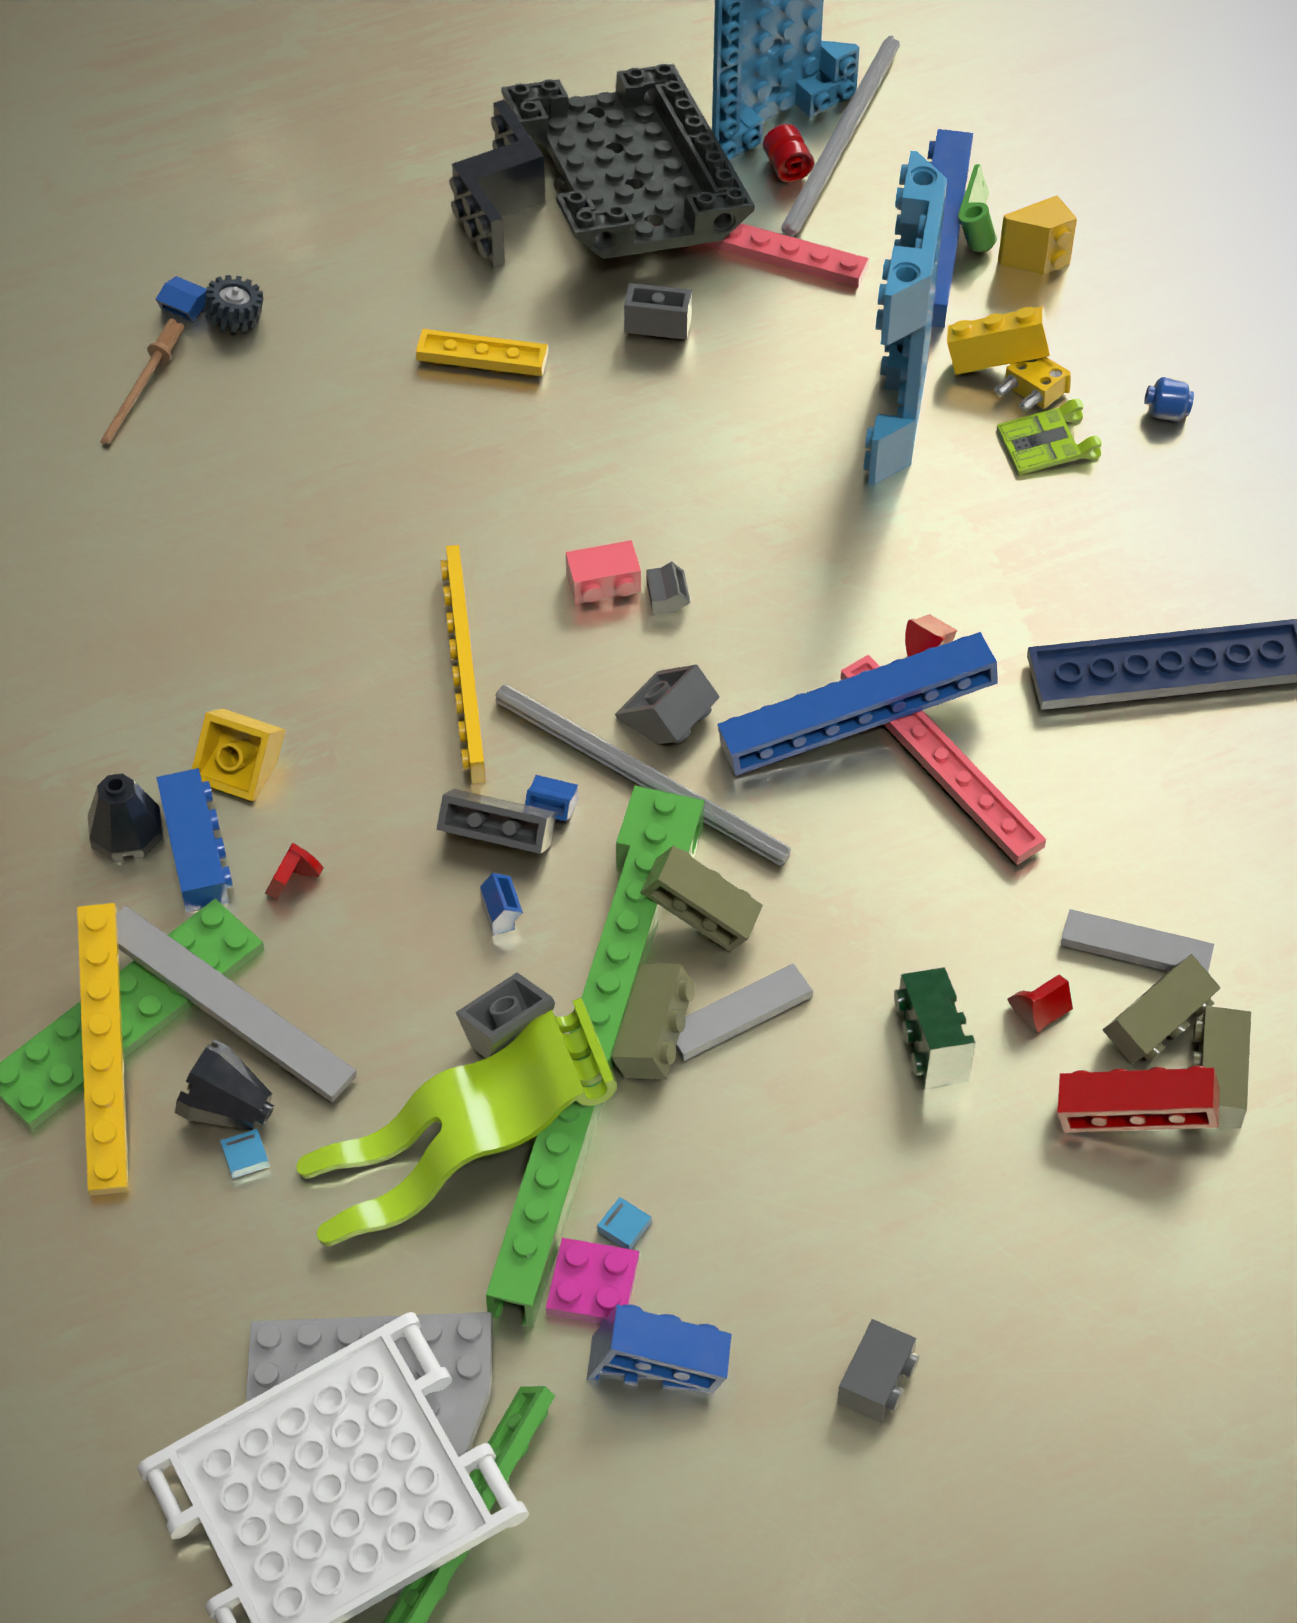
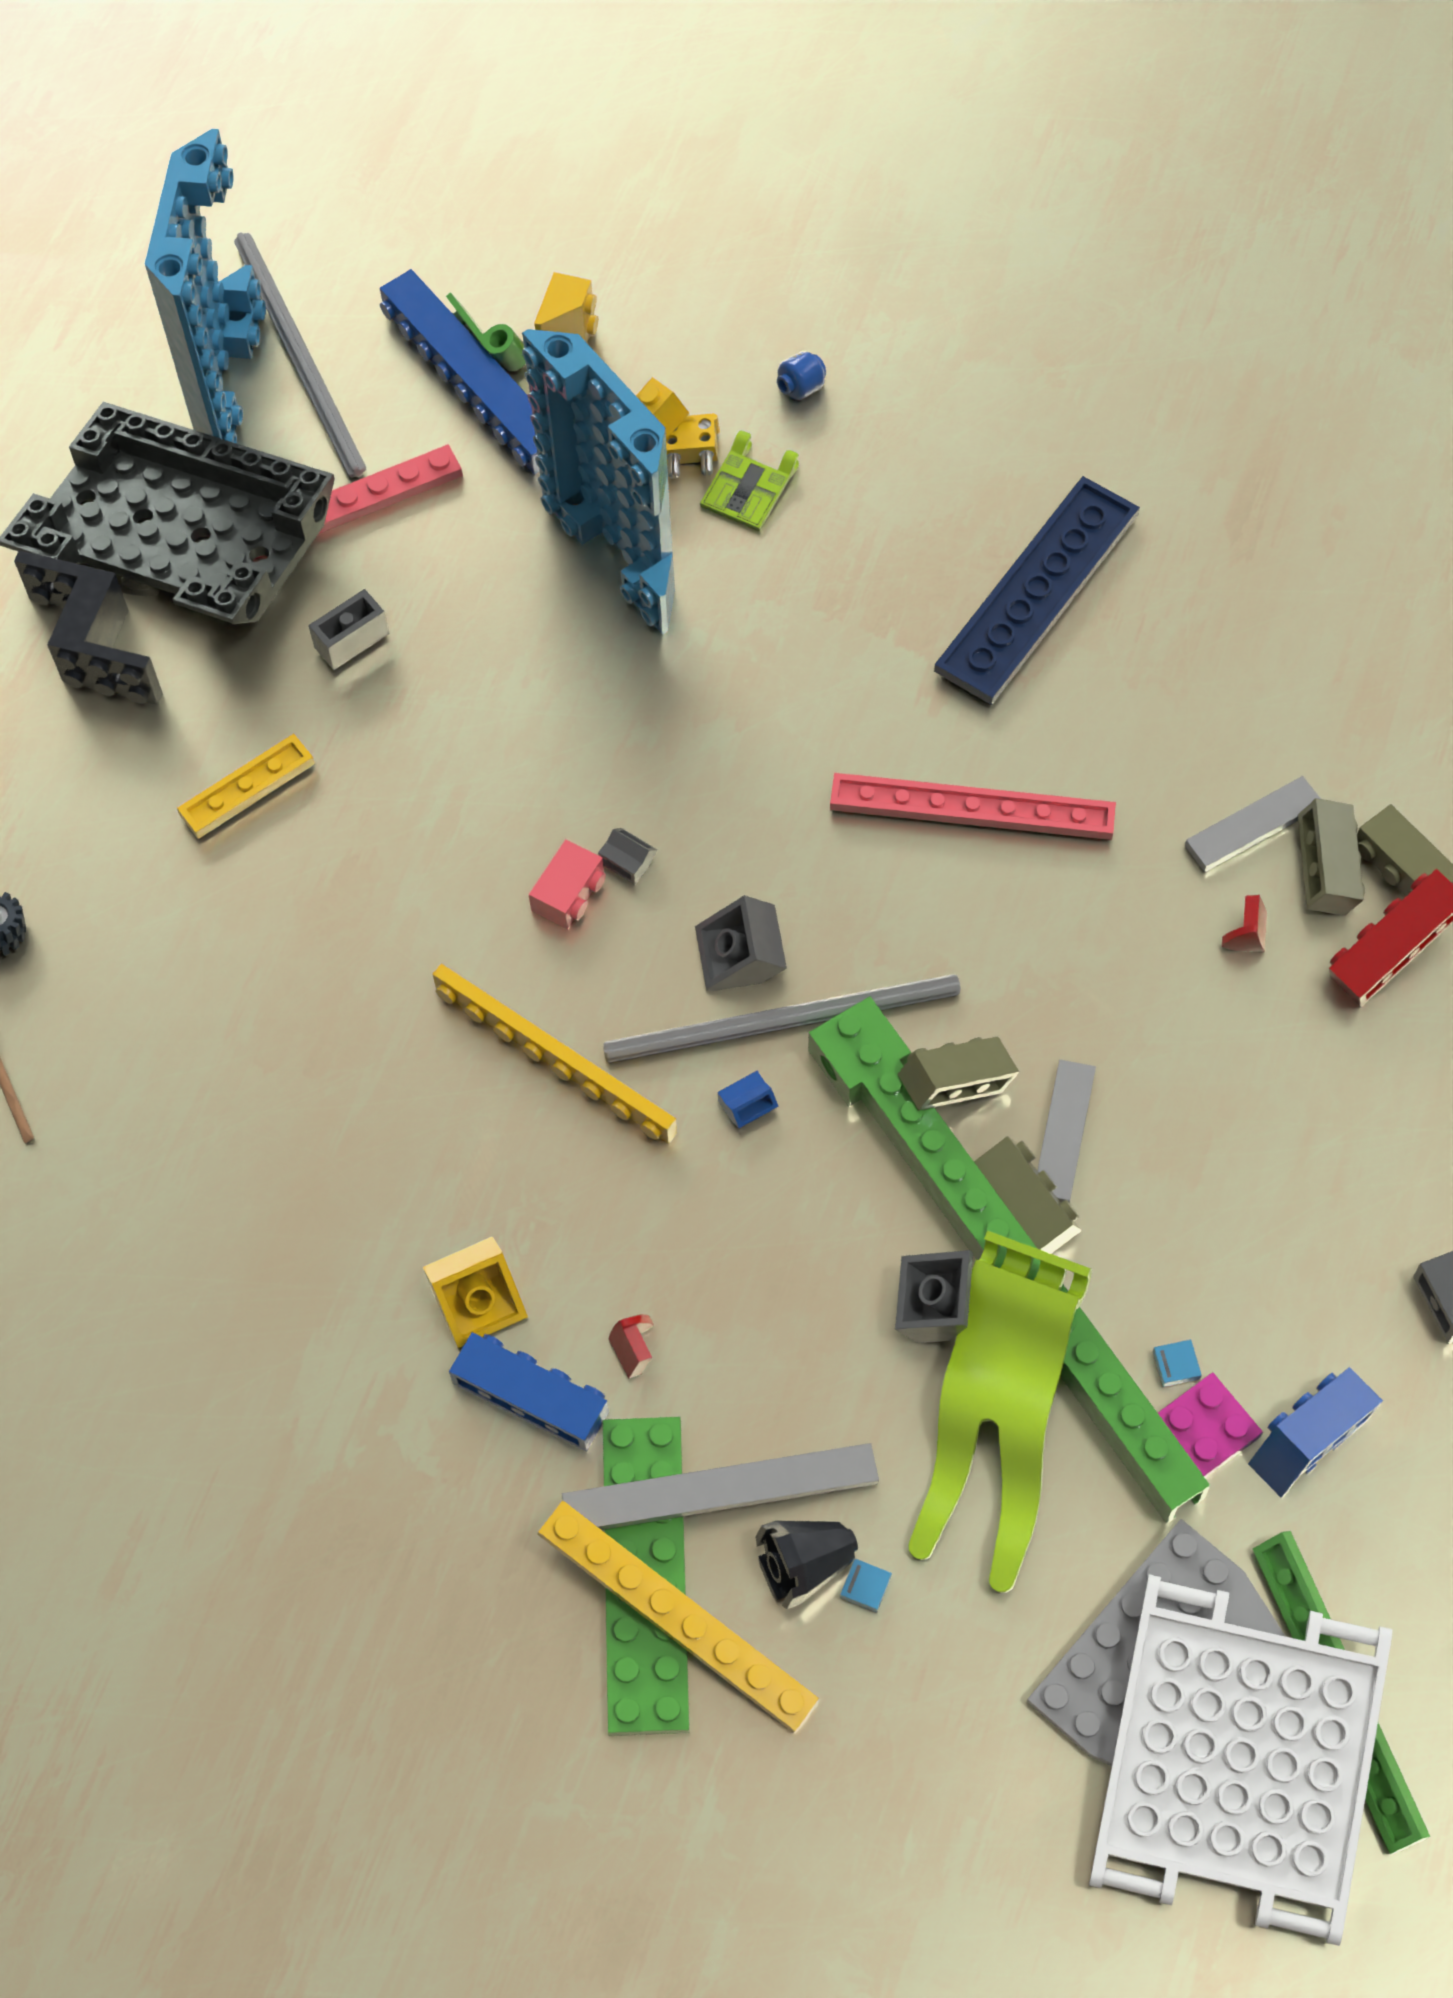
camera: 45 degrees left, 10 degrees up
(123, 819) = (459, 1432): black cone -> none
(496, 821) = (737, 1155): dark grey brick -> none
(500, 903) = (812, 1216): blue piece -> none
(788, 153) = (281, 404): red wheel -> none
(858, 703) = (878, 819): blue brick -> none
(927, 633) = (856, 720): red tile -> none
(934, 1028) = (1209, 1013): dark green wedge -> none

